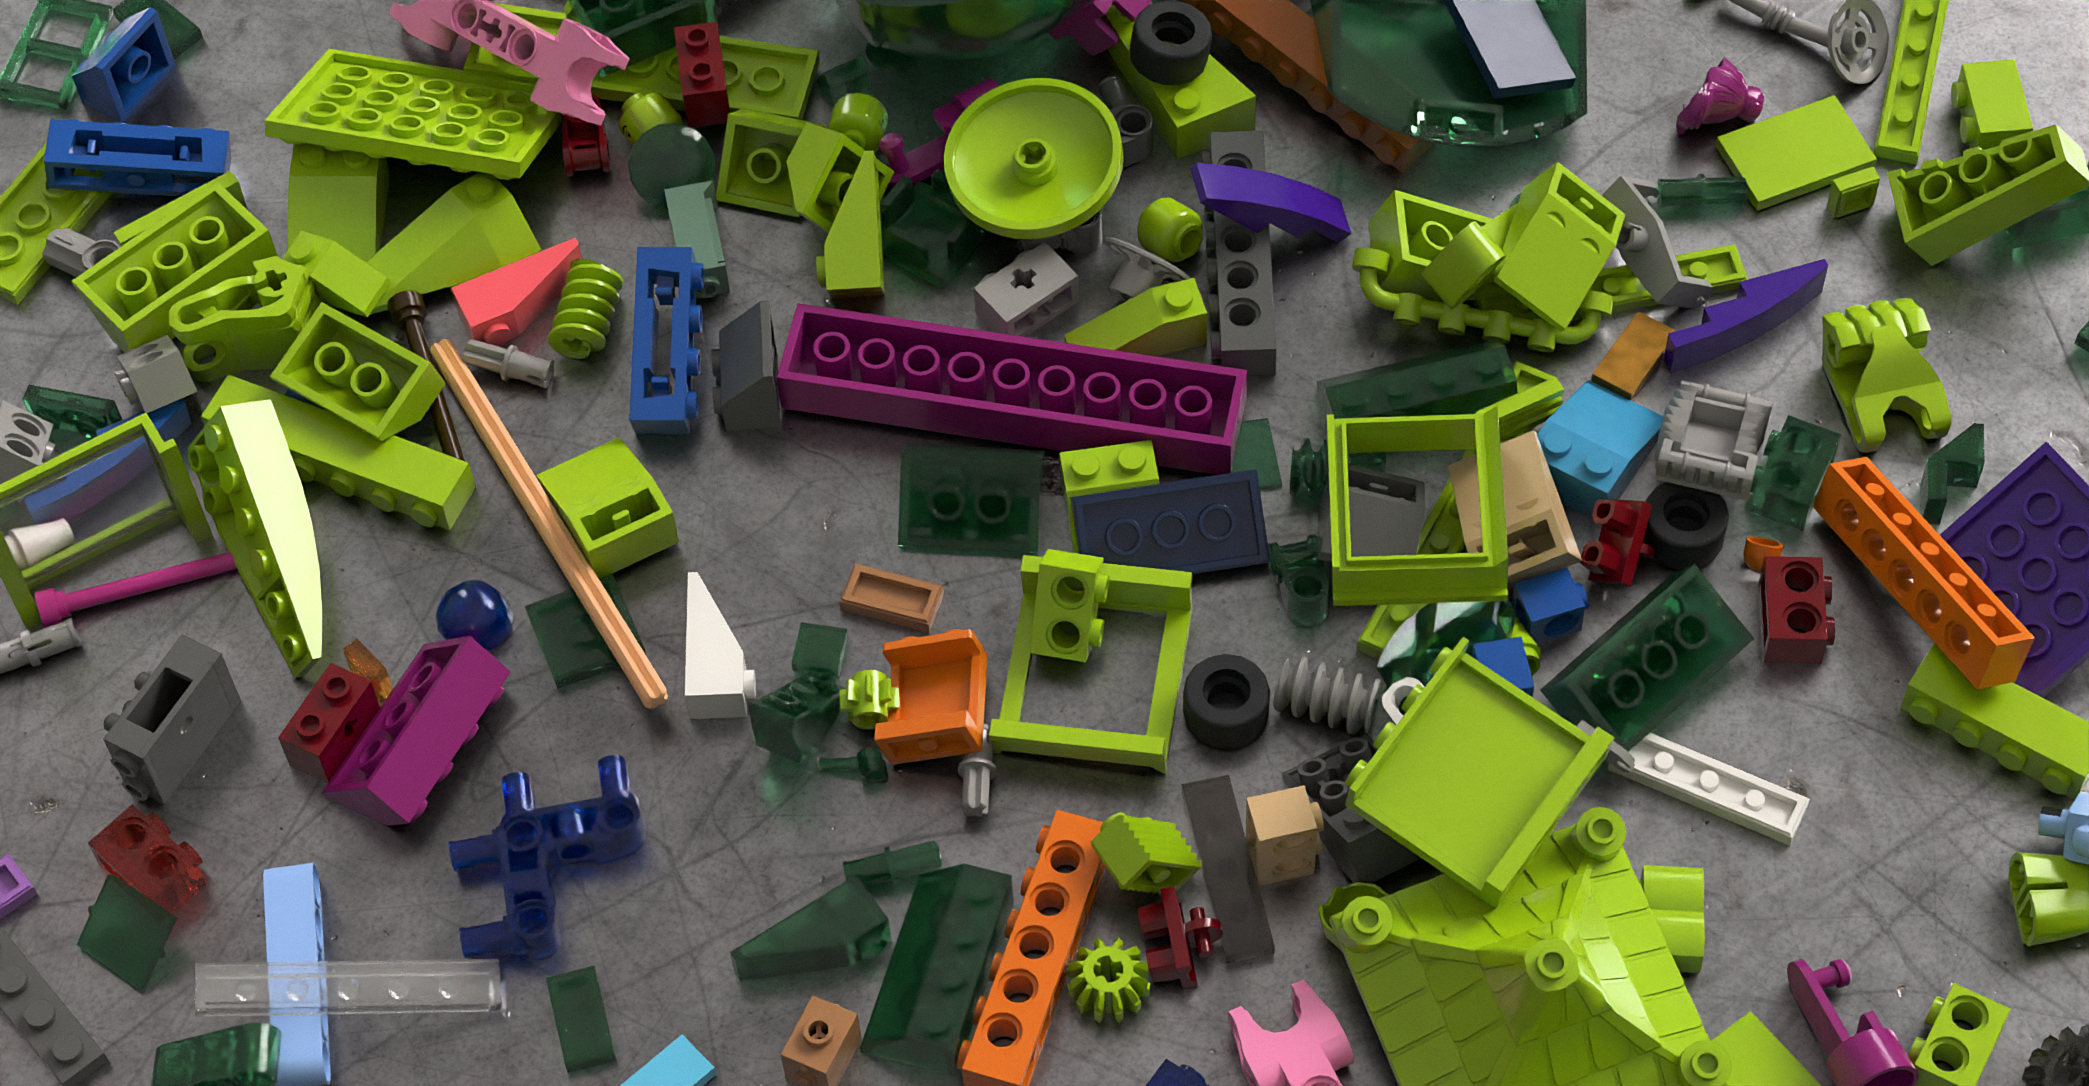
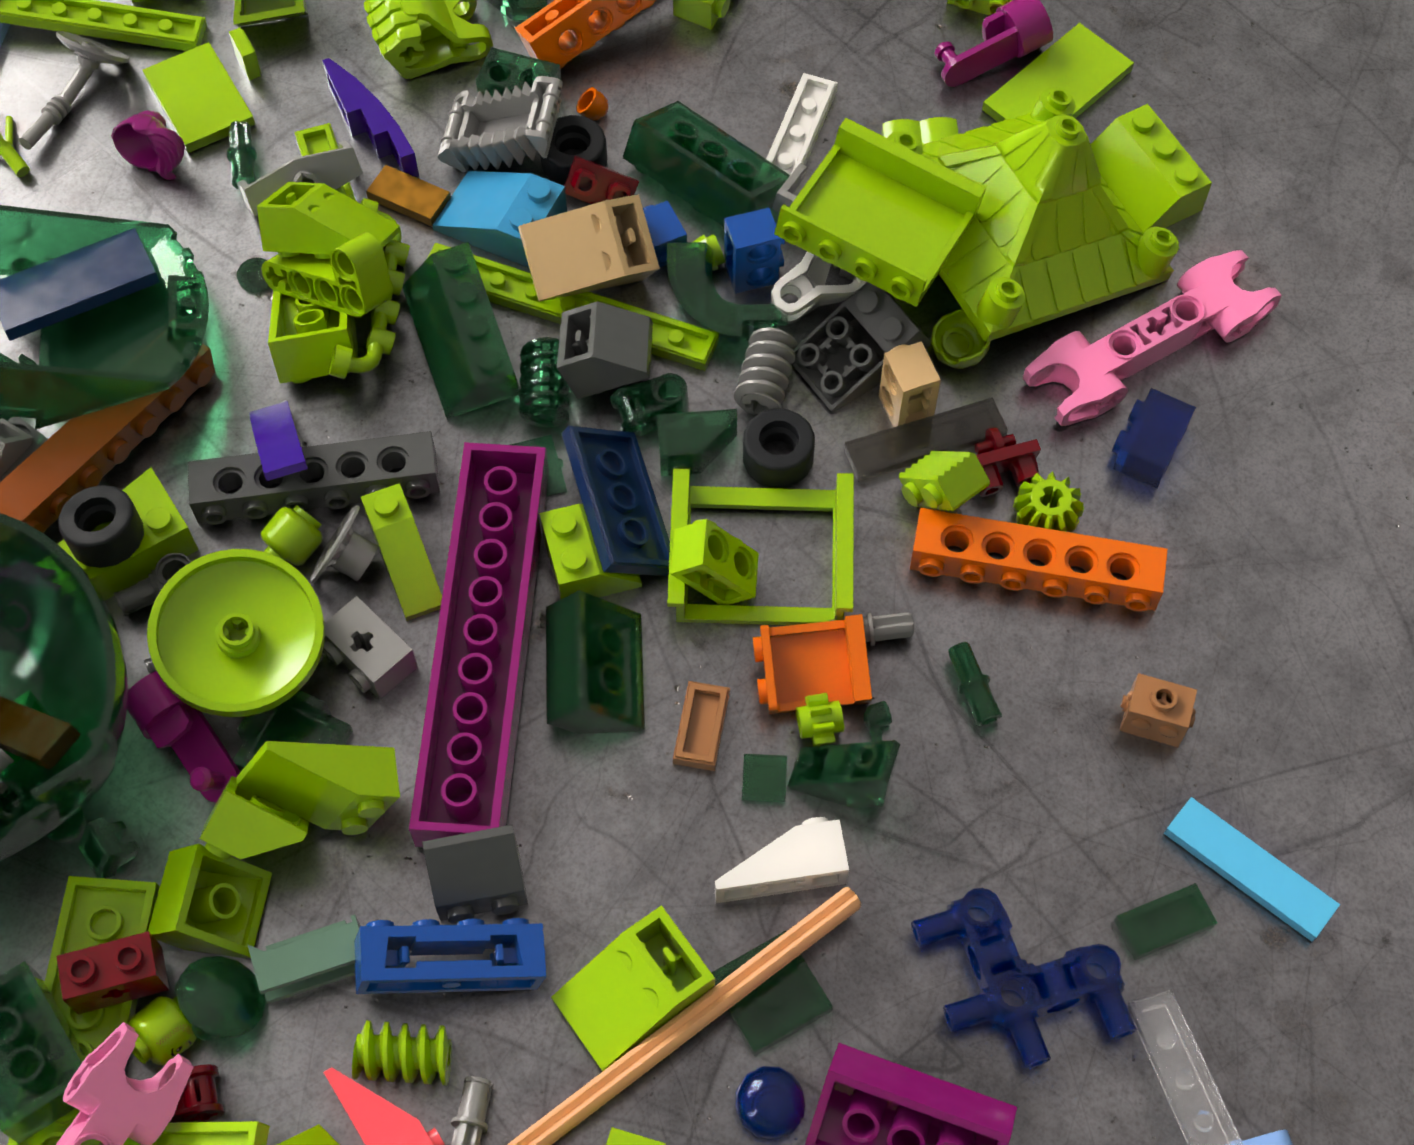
camera: 100 degrees left, 5 degrees up
(820, 936) = (1049, 722): clear green slope -> none
(860, 119) = (165, 824): lime head -> none
(939, 967) = (1063, 631): clear green slope -> none
(1244, 611) = (693, 438): none -> clear green slope
(1425, 576) = (601, 232): lime piece -> none
(1527, 408) = (485, 256): lime tile -> none
(1792, 609) = (643, 81): dark red brick -> none

